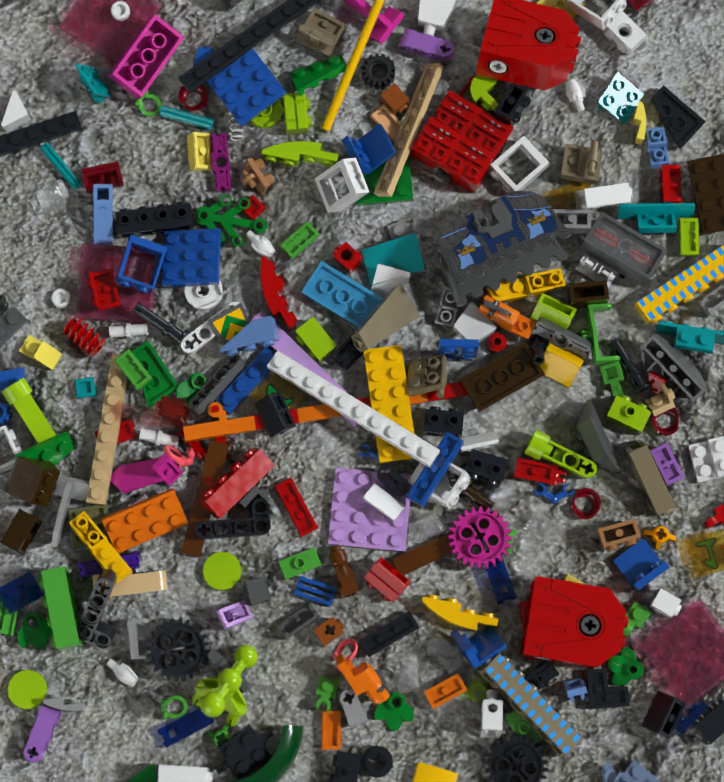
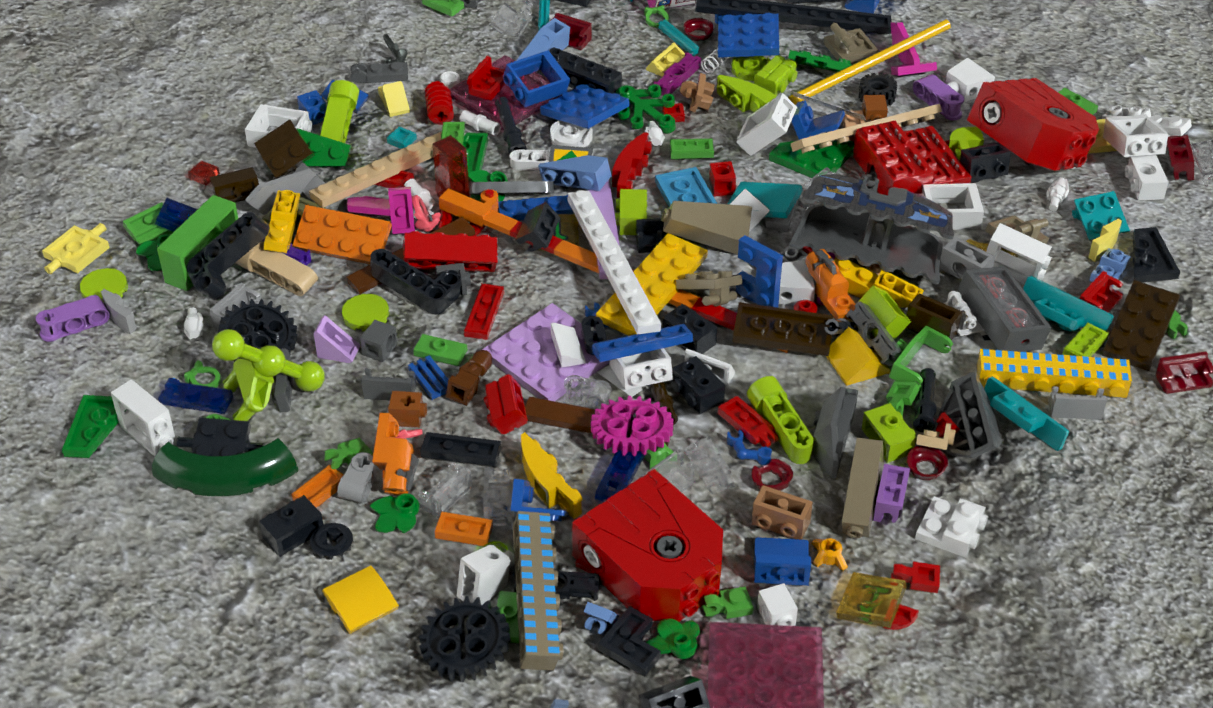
camera: 40 degrees right, 35 degrees down
(362, 123) = (828, 105): none -> white sticker

